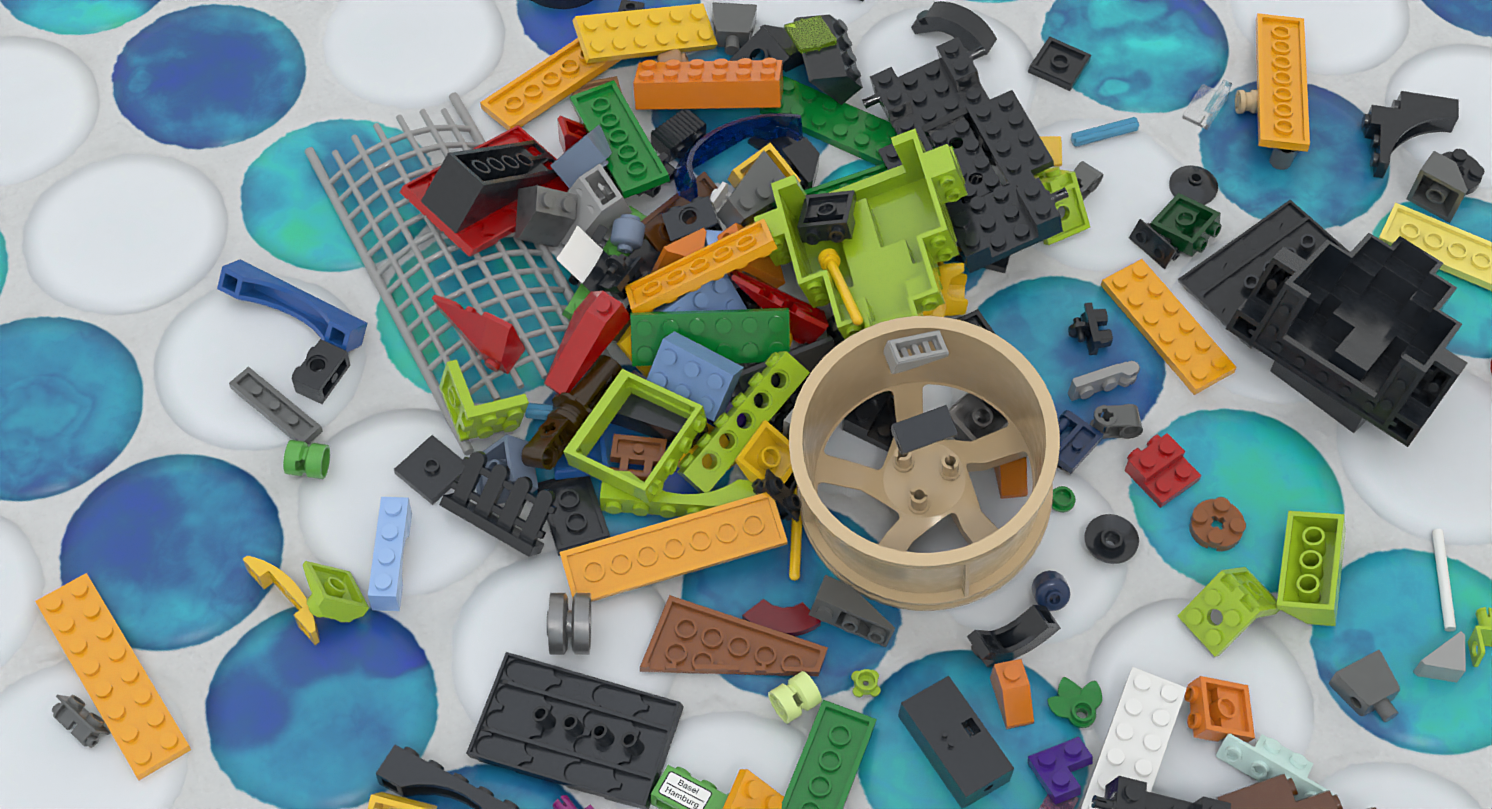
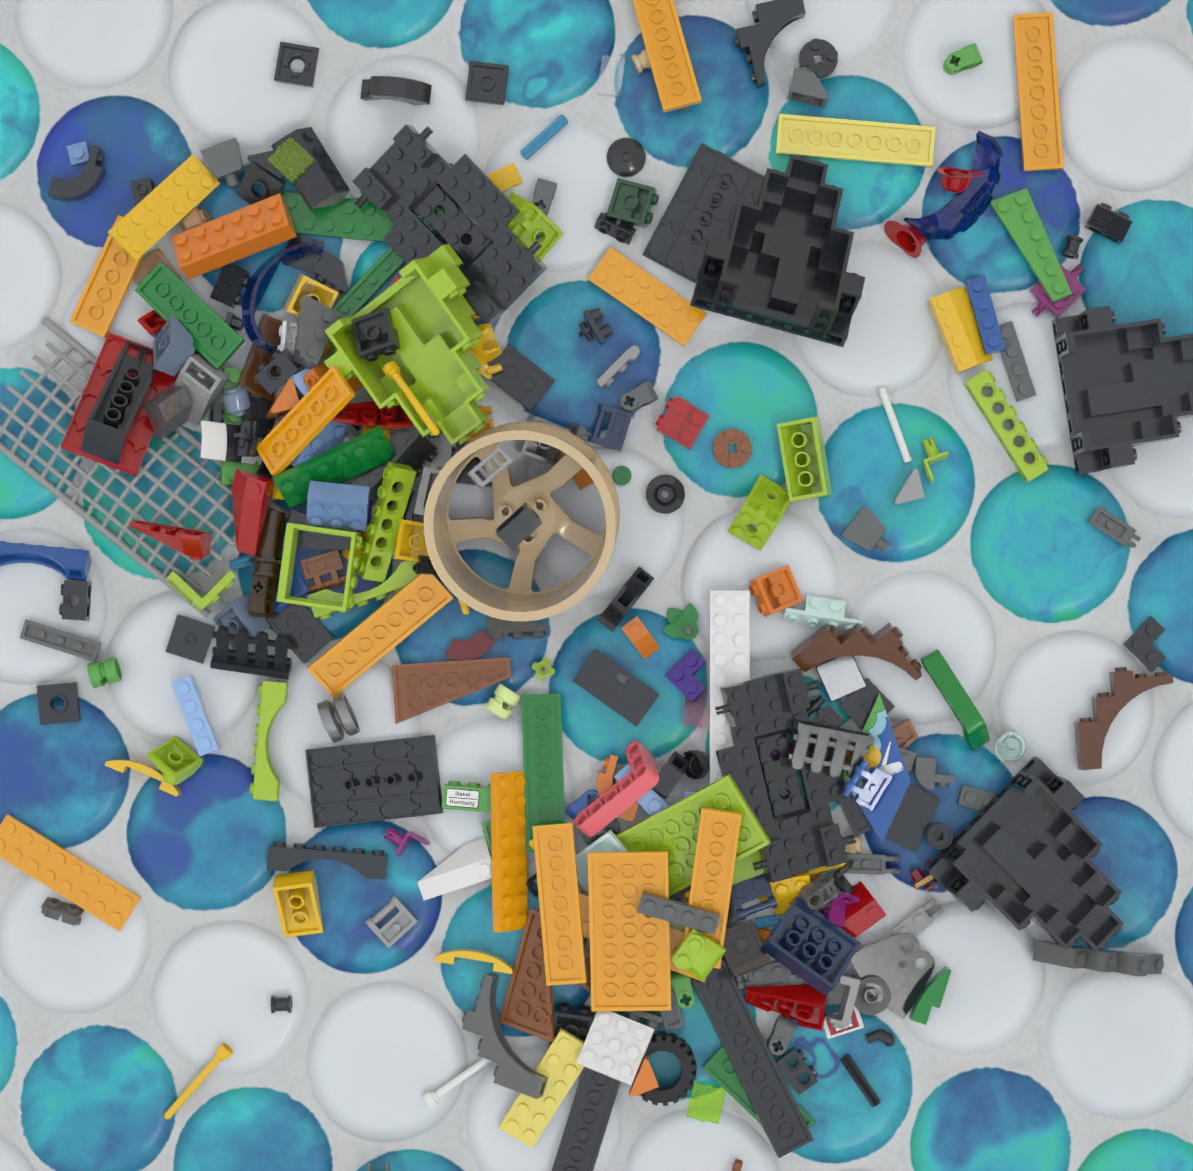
camera: 15 degrees left, 30 degrees up
(235, 490) = (71, 708): none -> black piece
(496, 576) = (266, 782): none -> lime arch
(1051, 590) = (638, 553): dark blue head -> none

